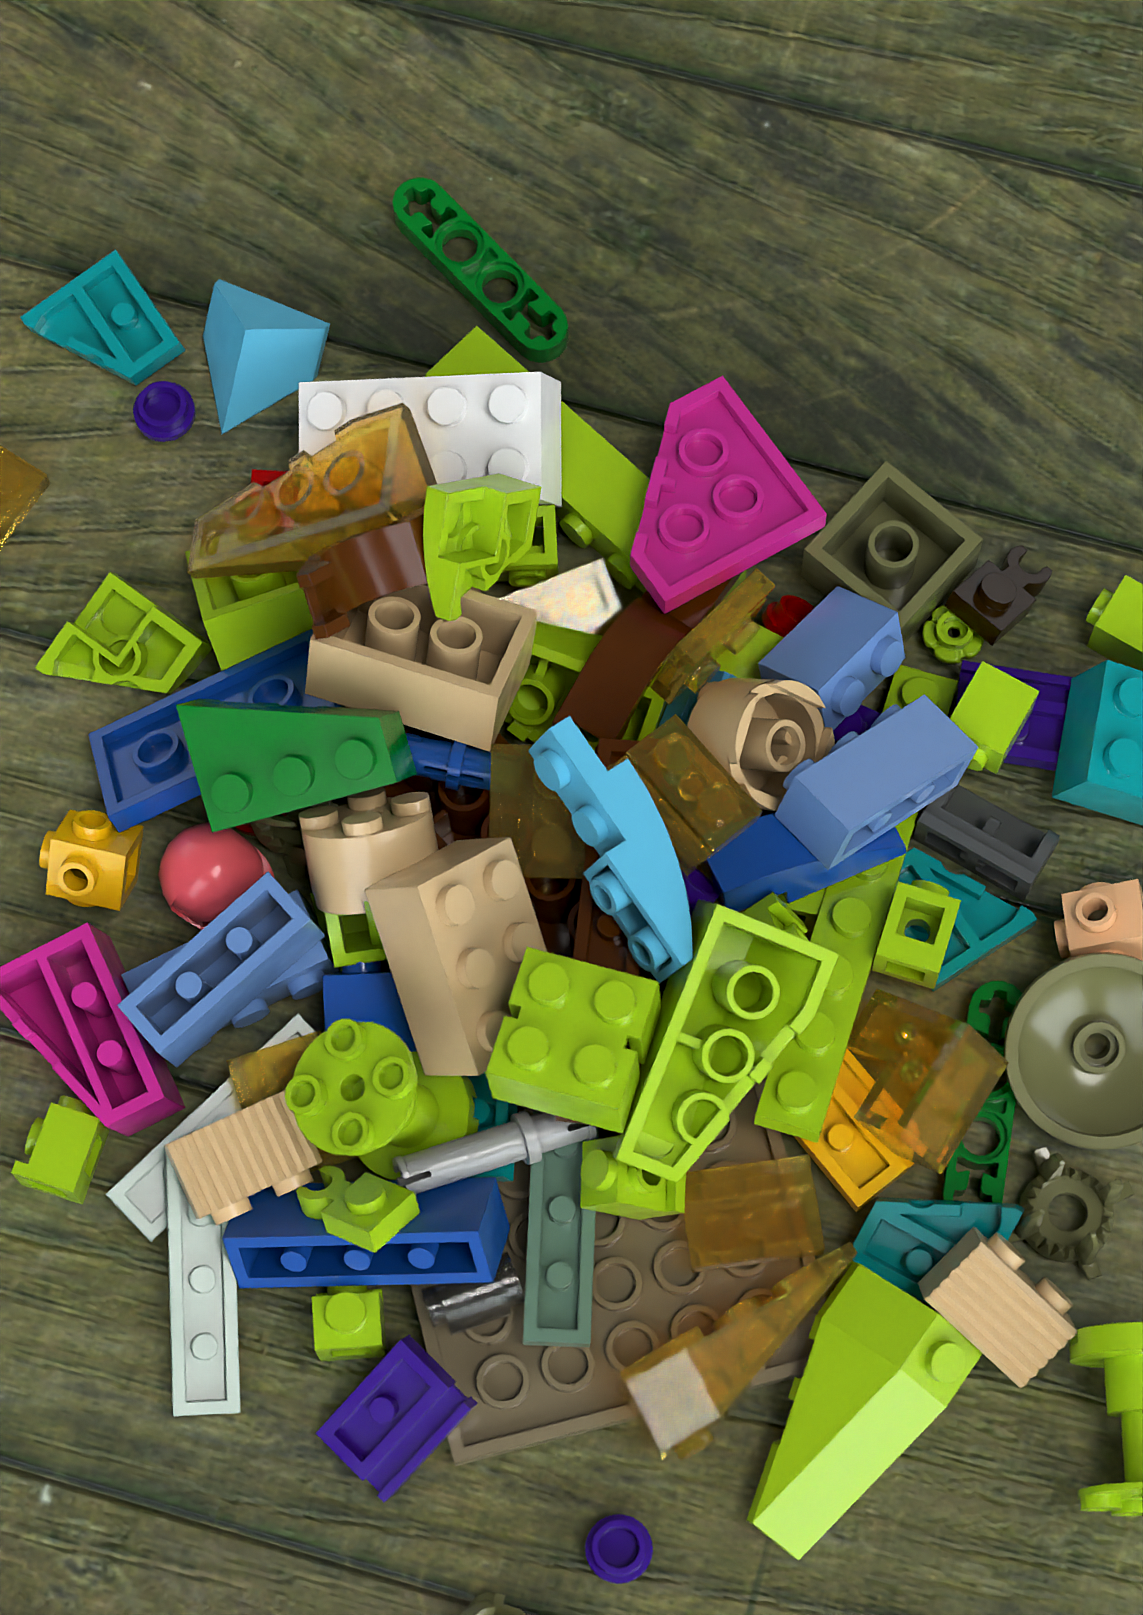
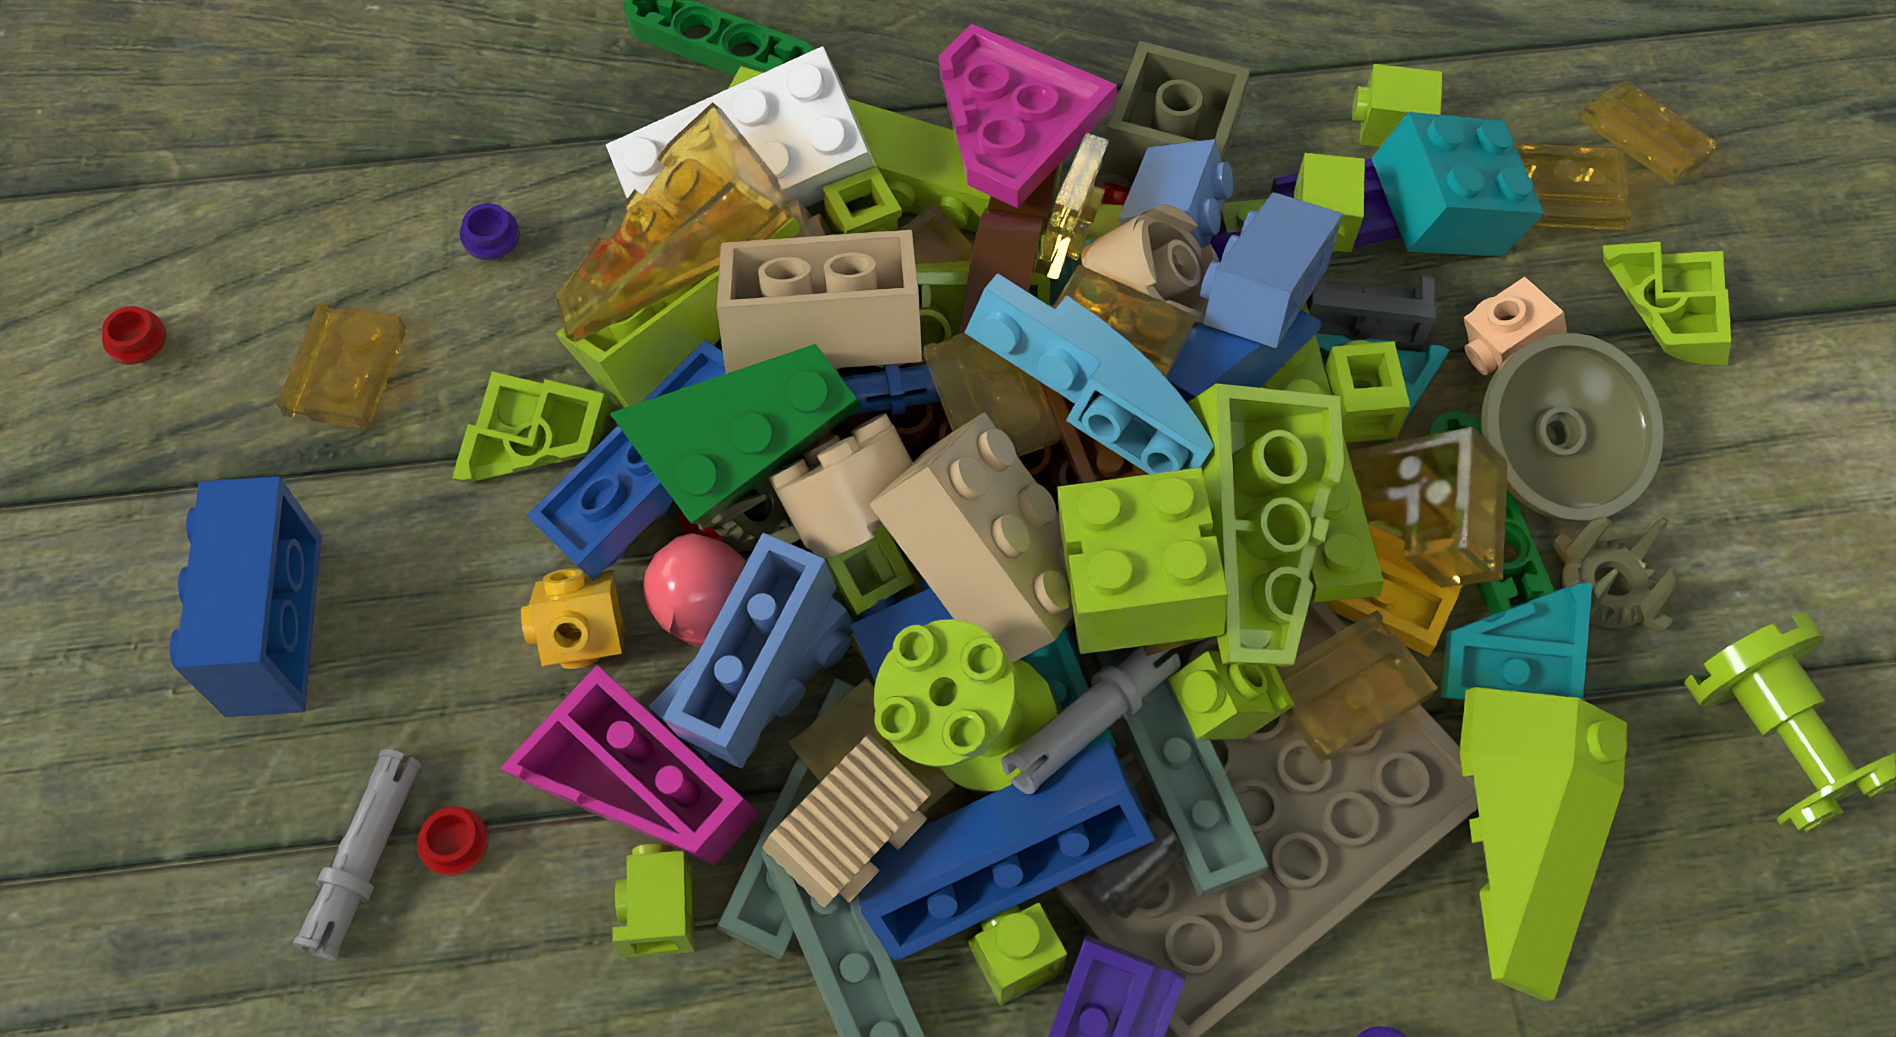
camera: 25 degrees left, 10 degrees down
(107, 321) = (409, 181): teal wing -> none
(257, 351) = (554, 158): medium azure slope -> none
(360, 1211) = (997, 822): lime plate -> none
(362, 570) = (768, 214): reddish brown piece -> none
(473, 534) = (826, 183): lime slope -> none
(699, 1379) = (1397, 849): clear yellow wedge -> none
(944, 647) = (1250, 179): lime plate -> none
(997, 598) = (1275, 123): dark brown plate -> none
(998, 1305) = (1620, 672): tan brick -> none

